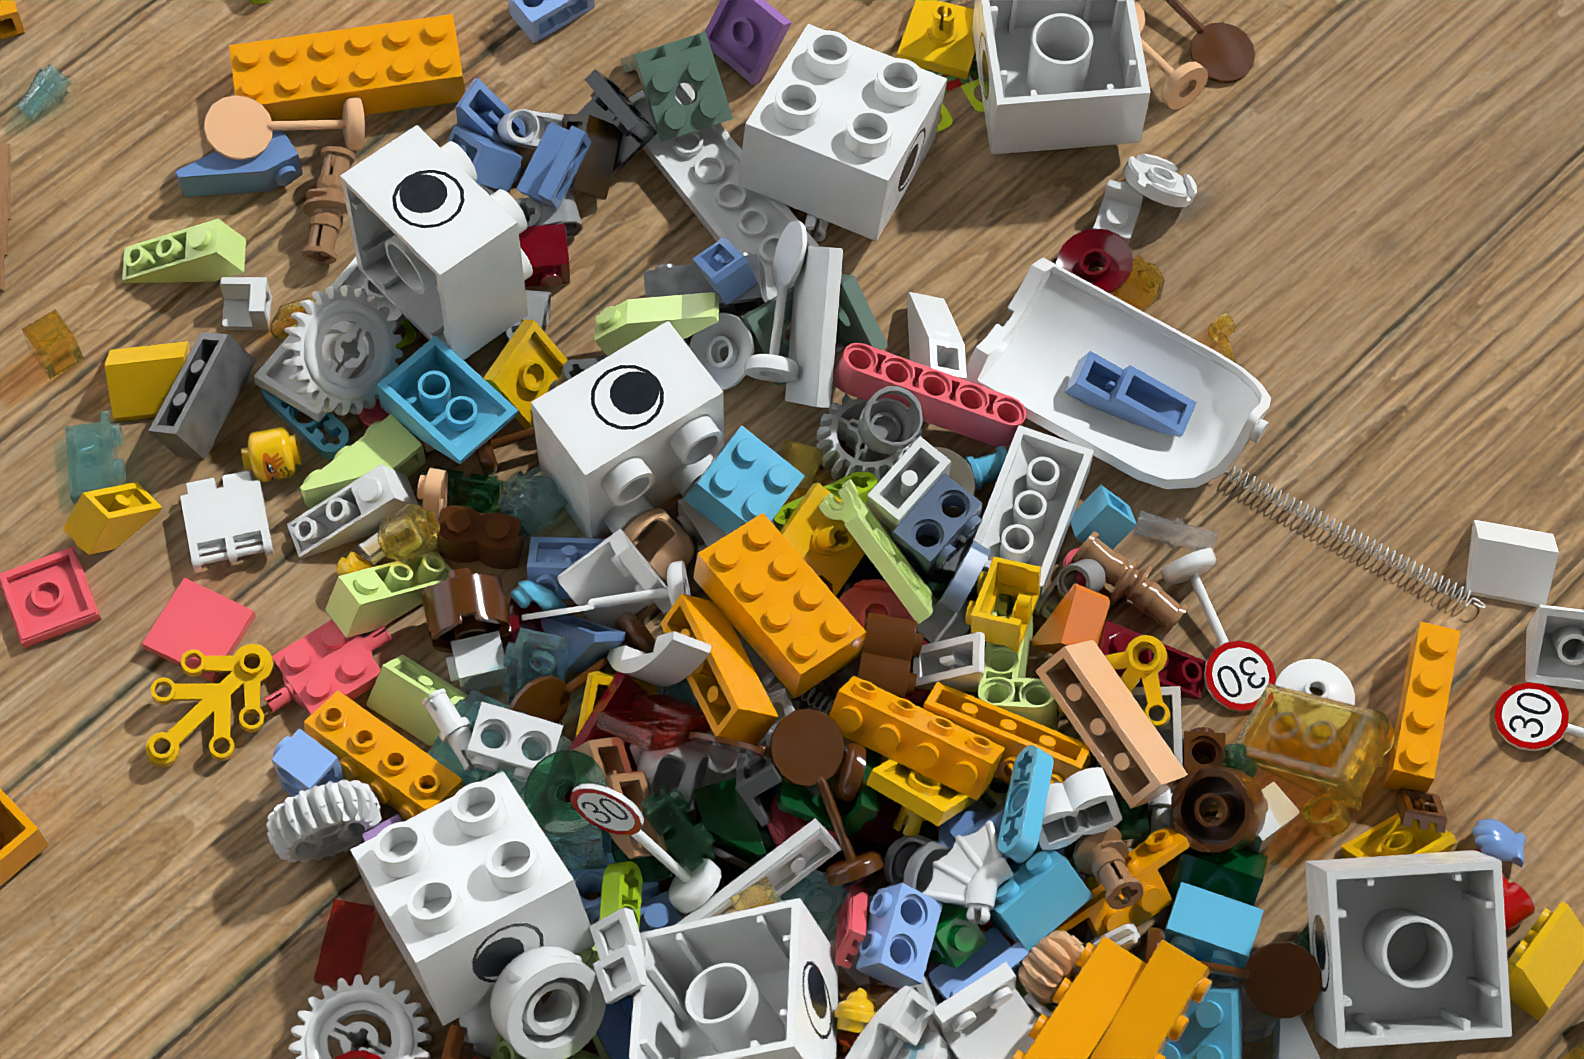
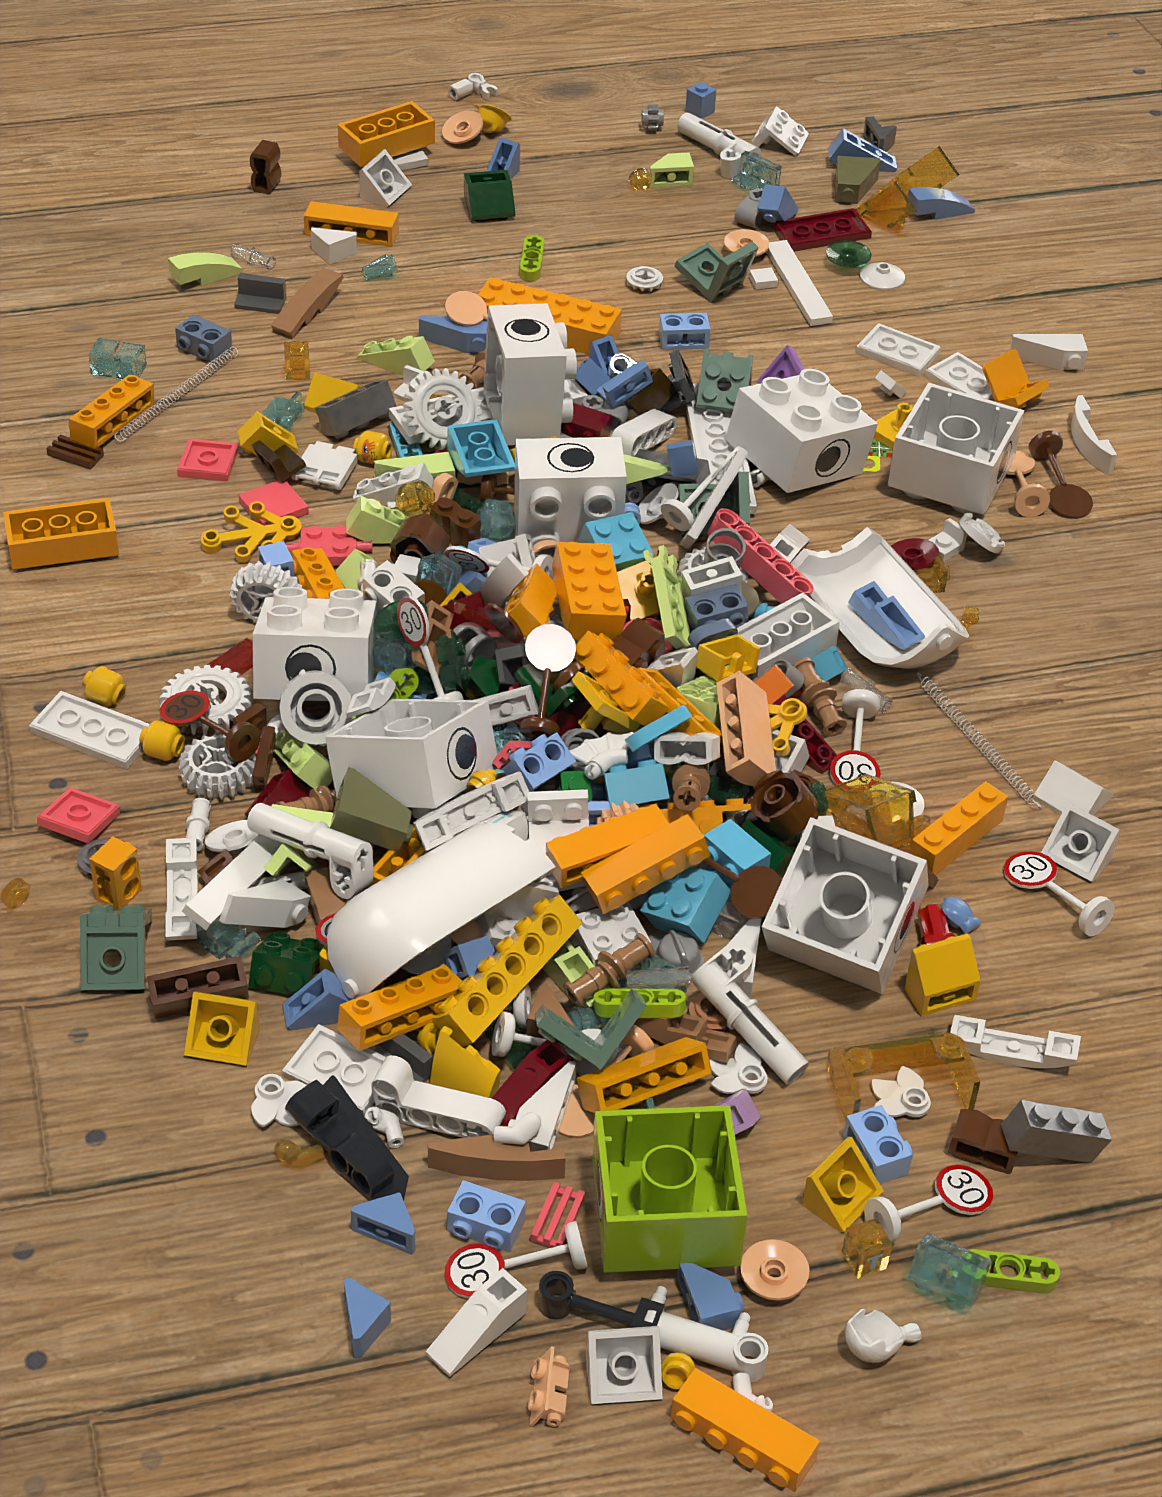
camera: 30 degrees right, 20 degrees down
(162, 550) = (281, 462): none -> dark brown panel
(625, 239) = (645, 431): none -> white beam

